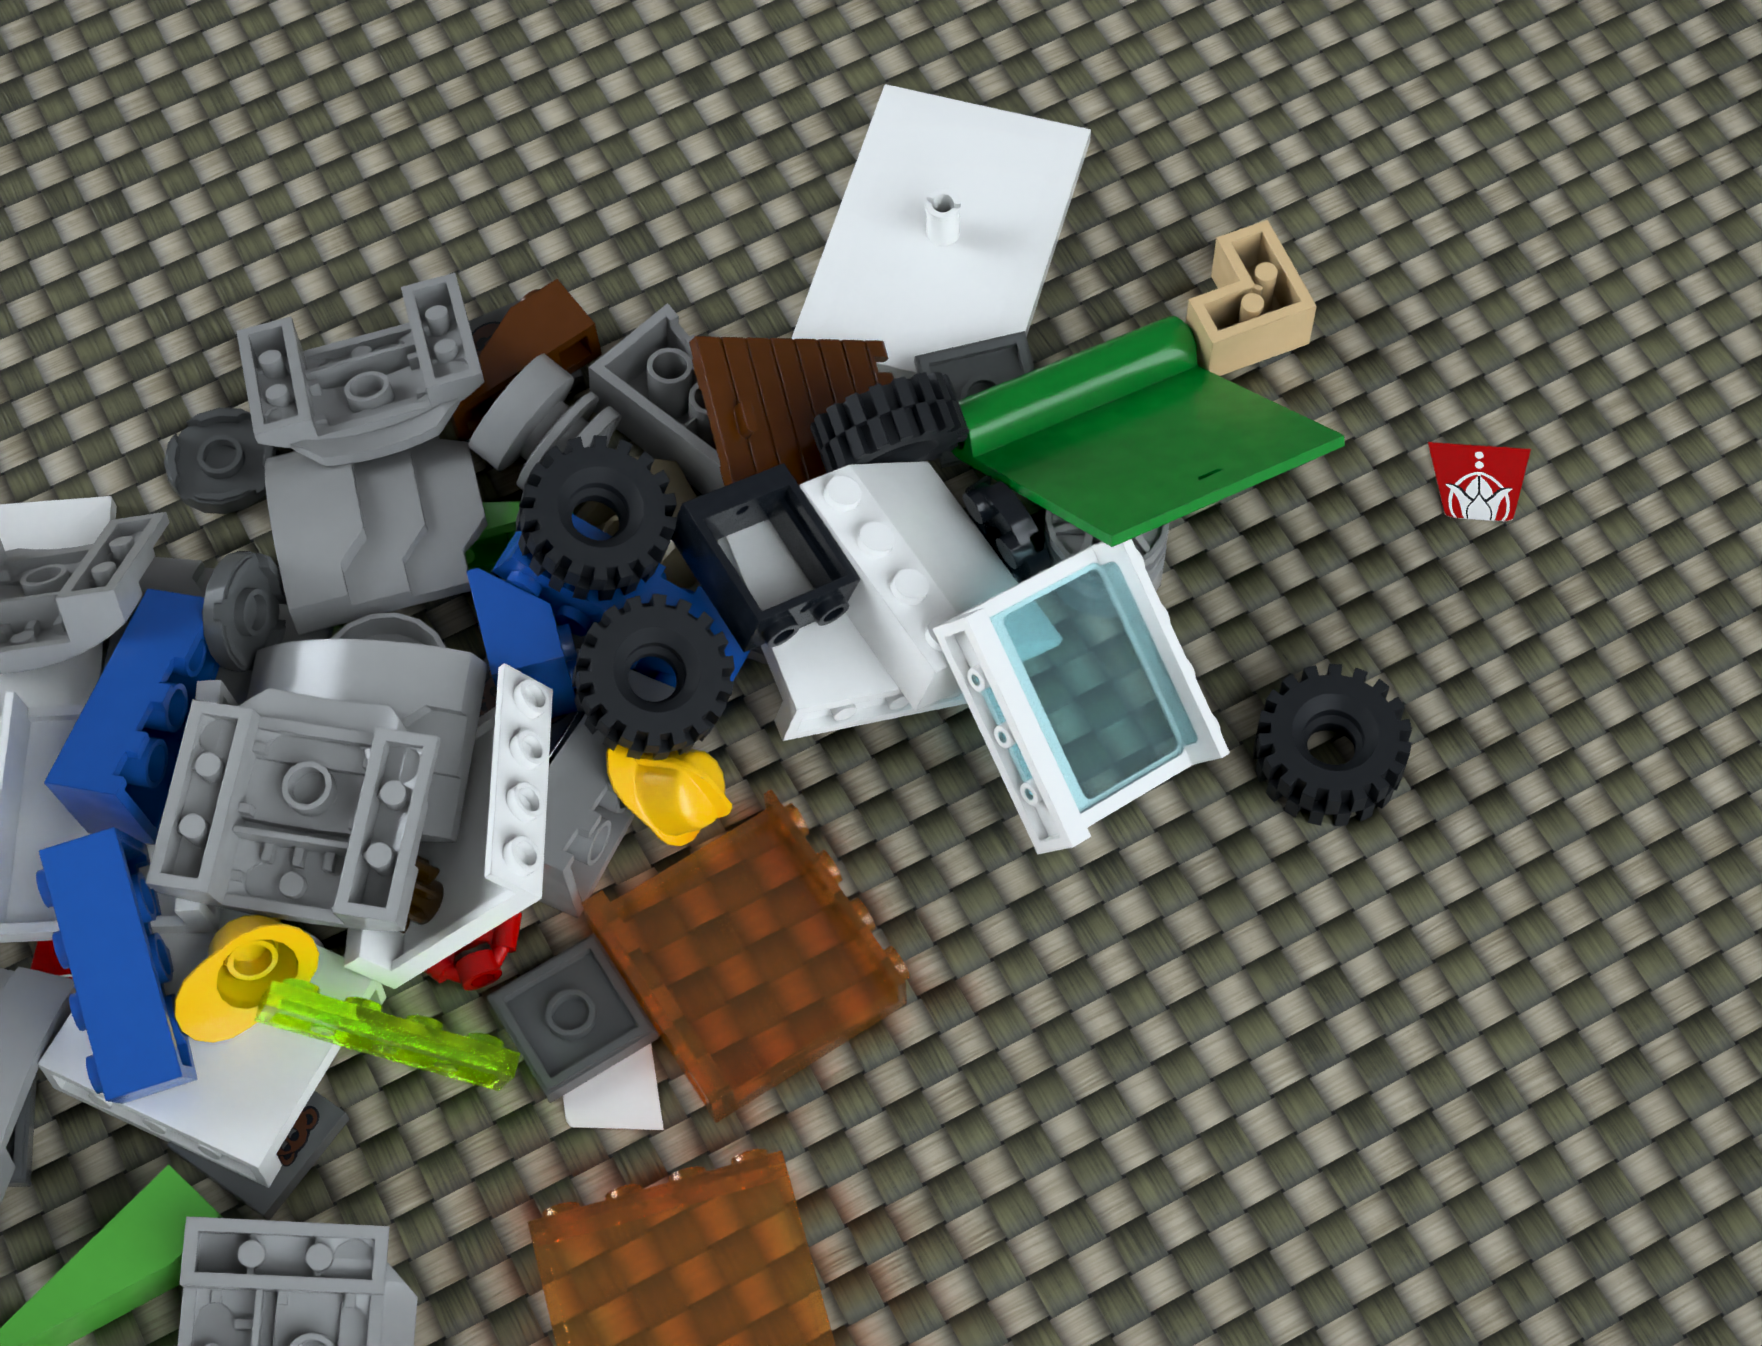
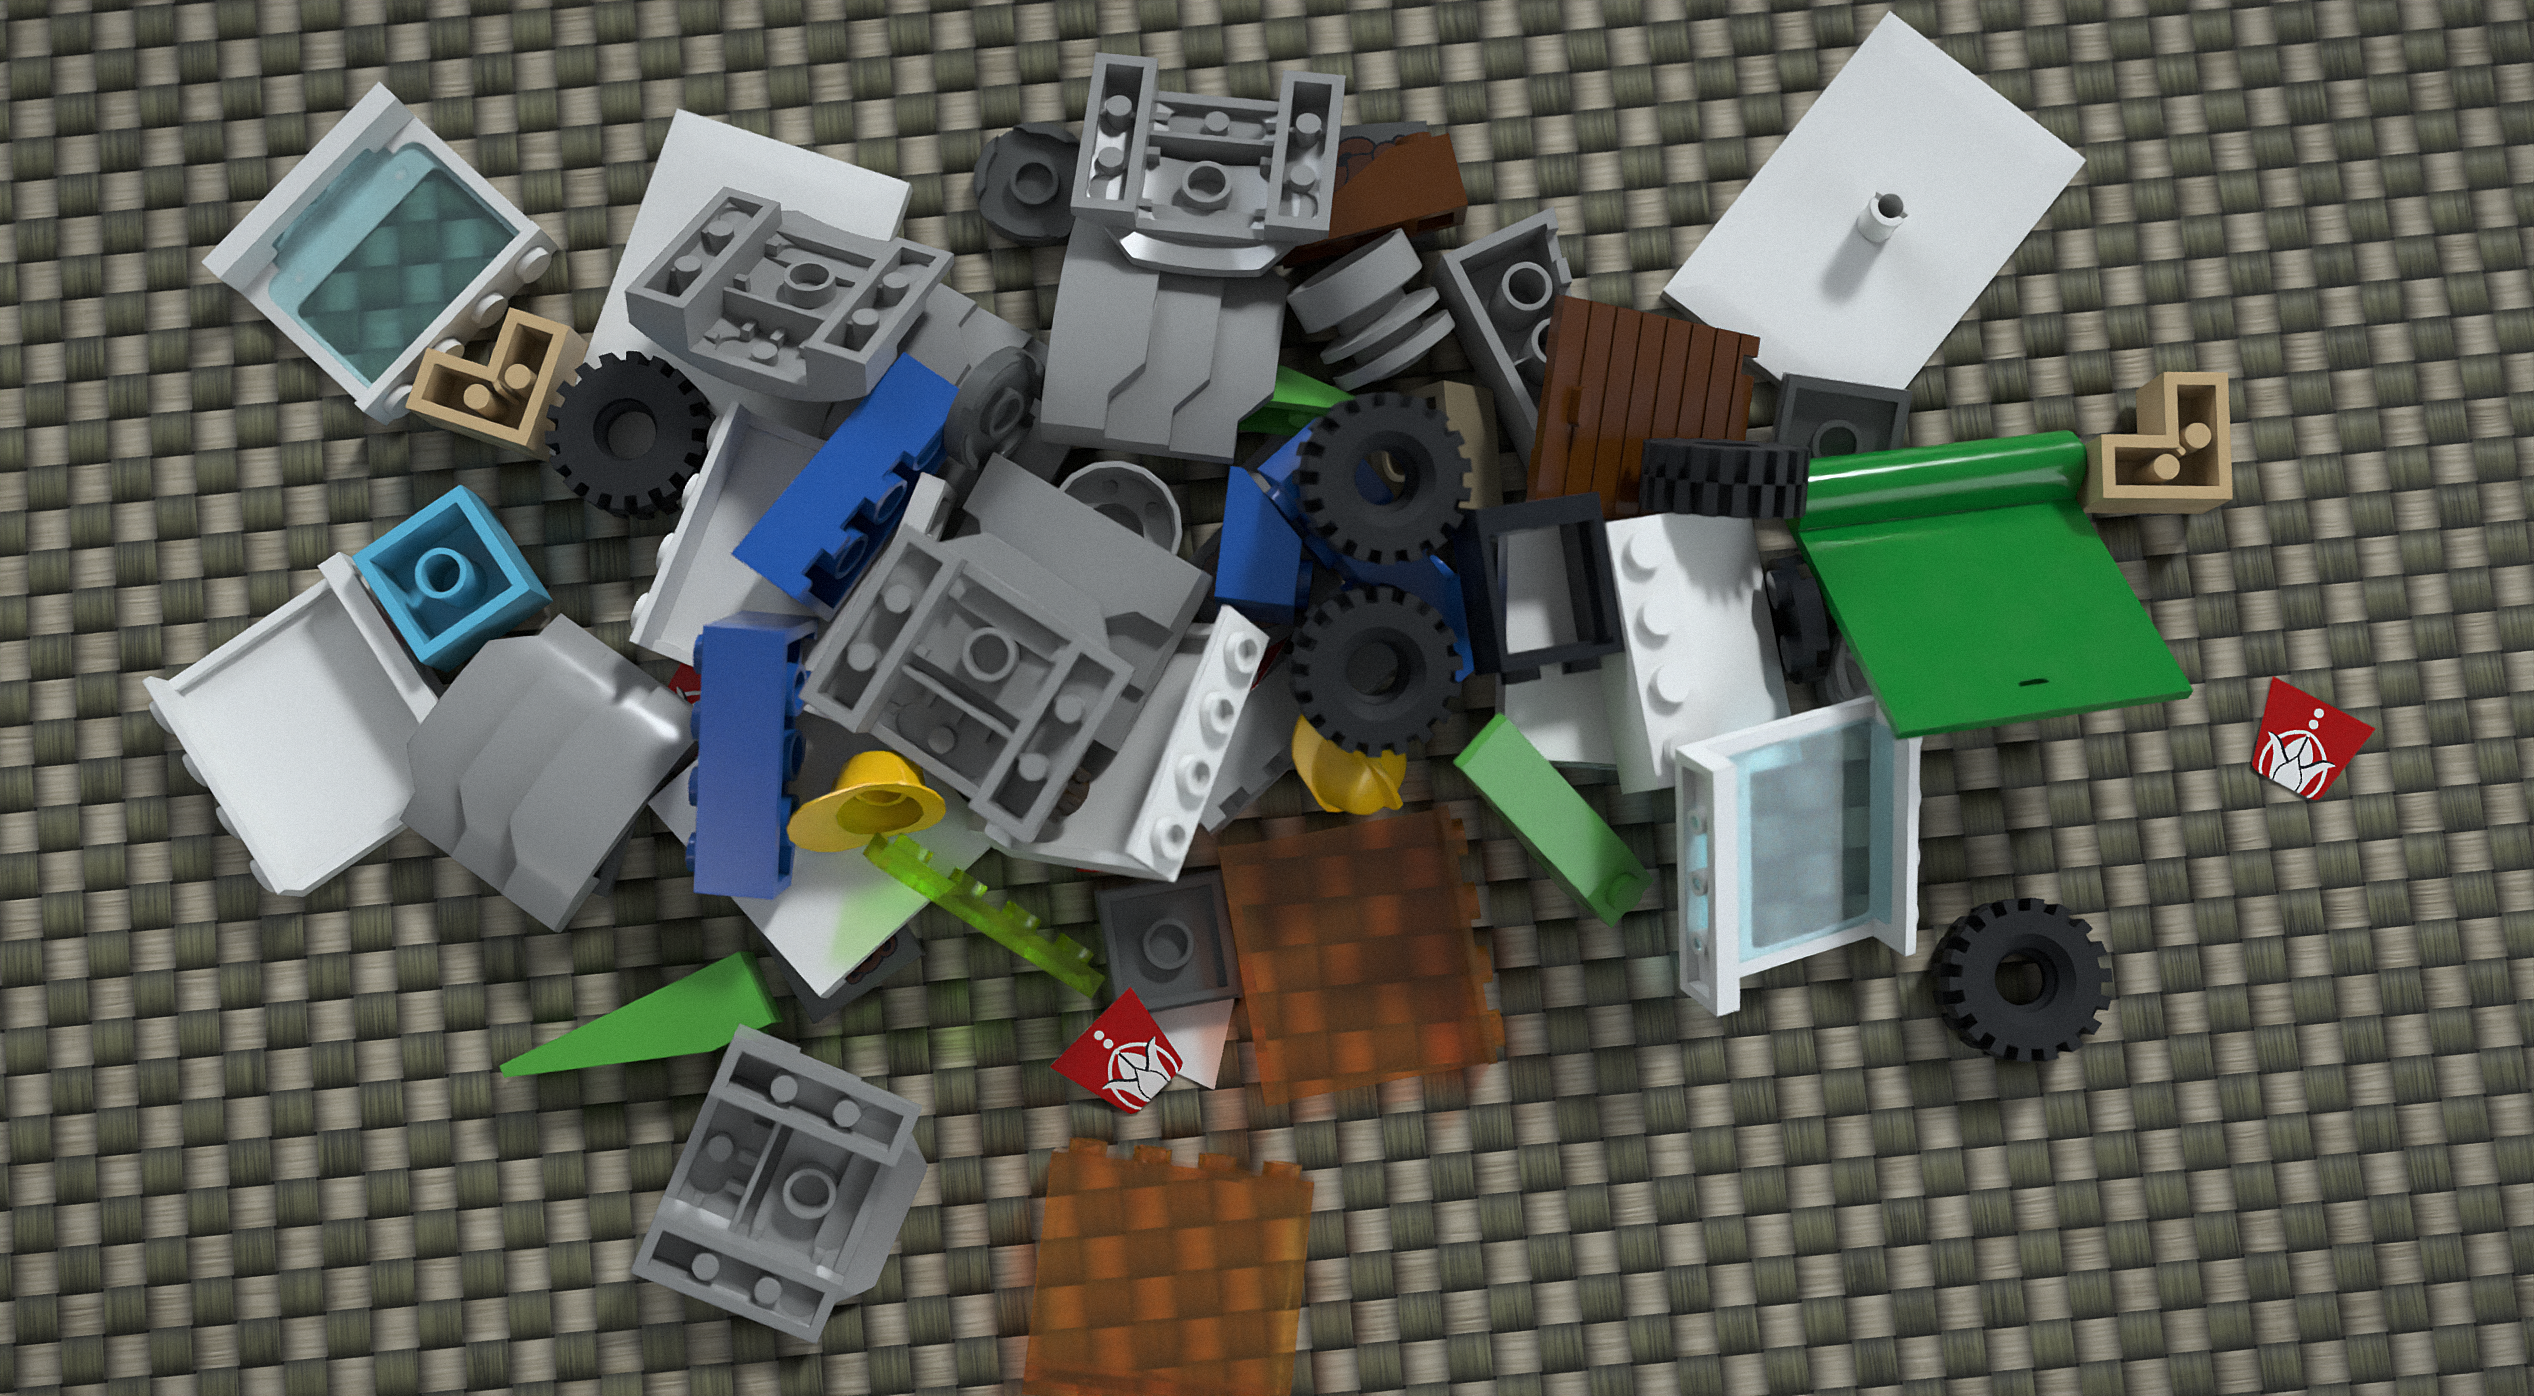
camera: 20 degrees right, 20 degrees up
(565, 1128) = (1122, 1056): none -> red sticker
(865, 754) = (1553, 822): none -> bright green slope

